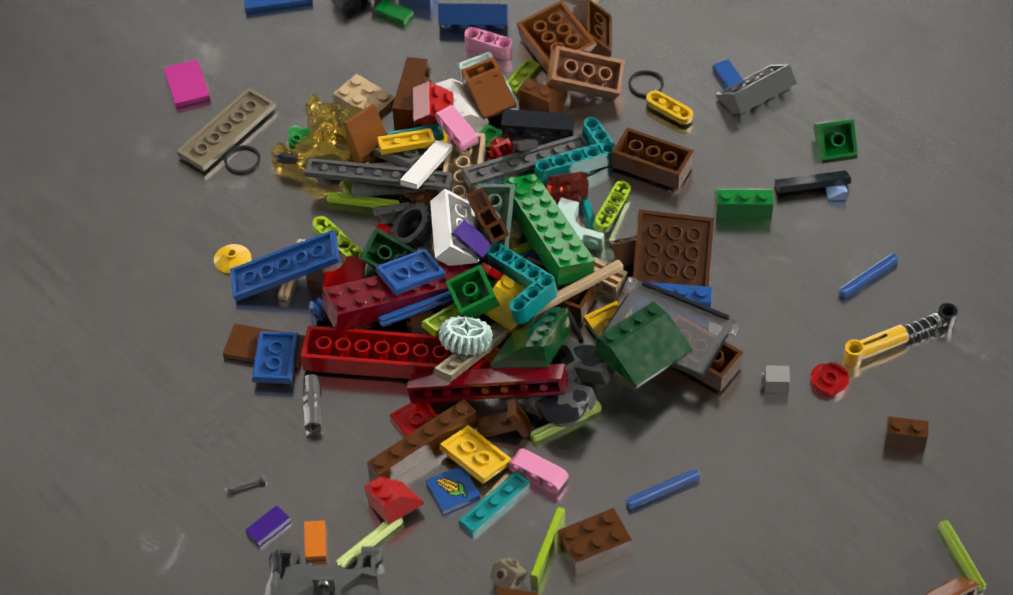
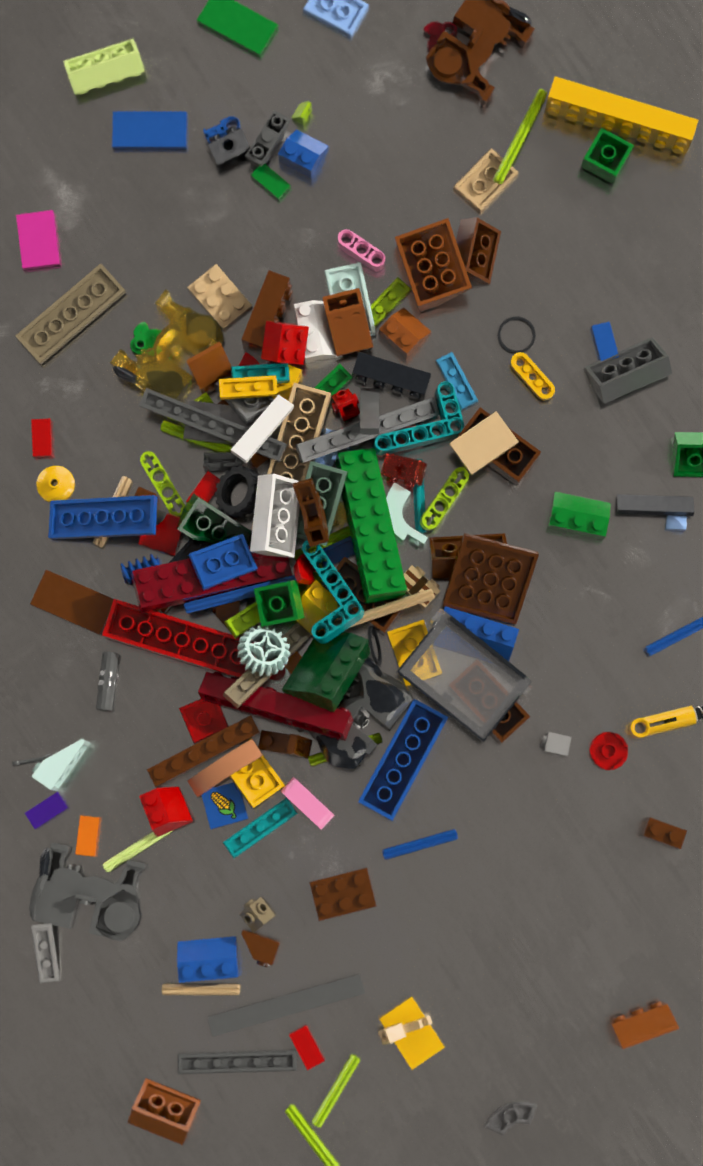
camera: 10 degrees right, 30 degrees up
(213, 224) = (41, 438): none -> red tile
(242, 171) = (77, 339): black piece -> none
(275, 357) = (79, 621): blue tile -> none
(275, 474) = (57, 767): none -> light aqua slope
(444, 449) = (224, 767): none -> nougat slope
(456, 128) = (302, 385): bright pink beam -> none
(472, 239) = (289, 539): dark purple tile -> none
(473, 14) = (353, 204): blue slope -> none
(547, 547) = (299, 889): lime tile -> none
(585, 73) = (452, 324): nougat brick -> none
(590, 110) = (453, 373): none -> dark azure tile
(623, 424) = (403, 759): none -> blue brick
(638, 150) = (483, 443): none -> tan tile
(642, 344) = (432, 703): dark green slope -> none
(961, 554) = (677, 973): lime axle -> none

